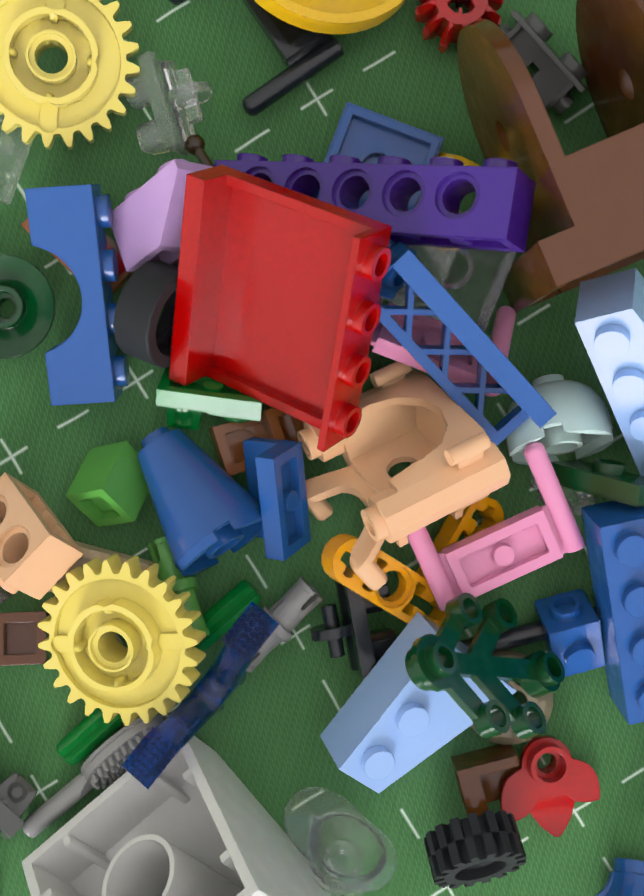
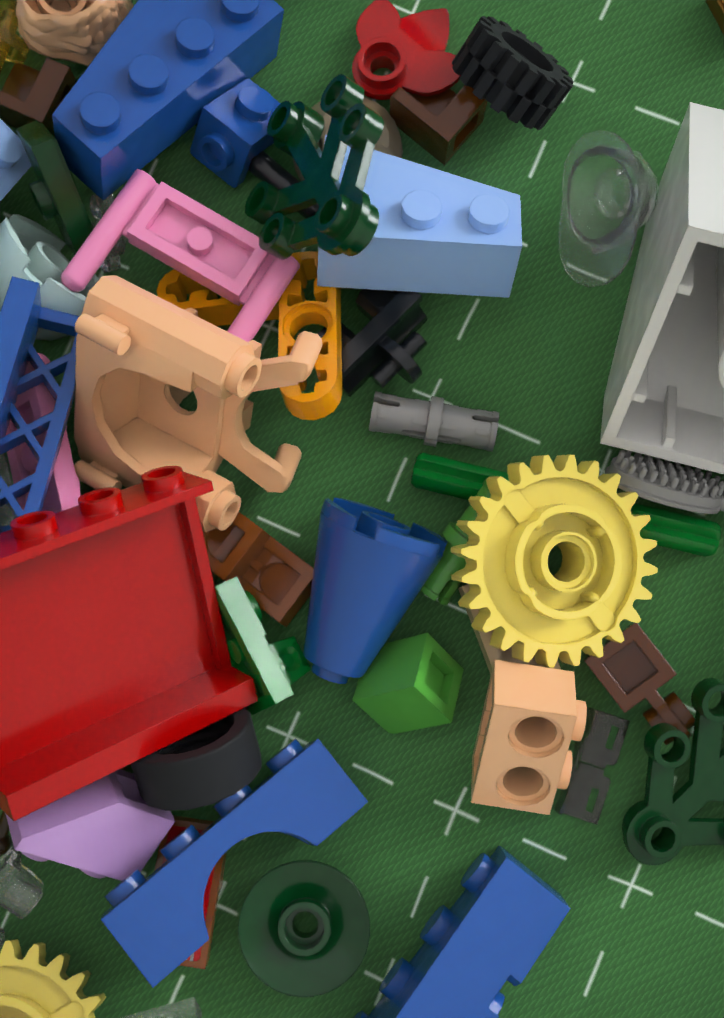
camera: 125 degrees left, 5 degrees down
(206, 699) = (619, 440): clear blue piece -> none
(279, 486) = (285, 516): blue panel -> none

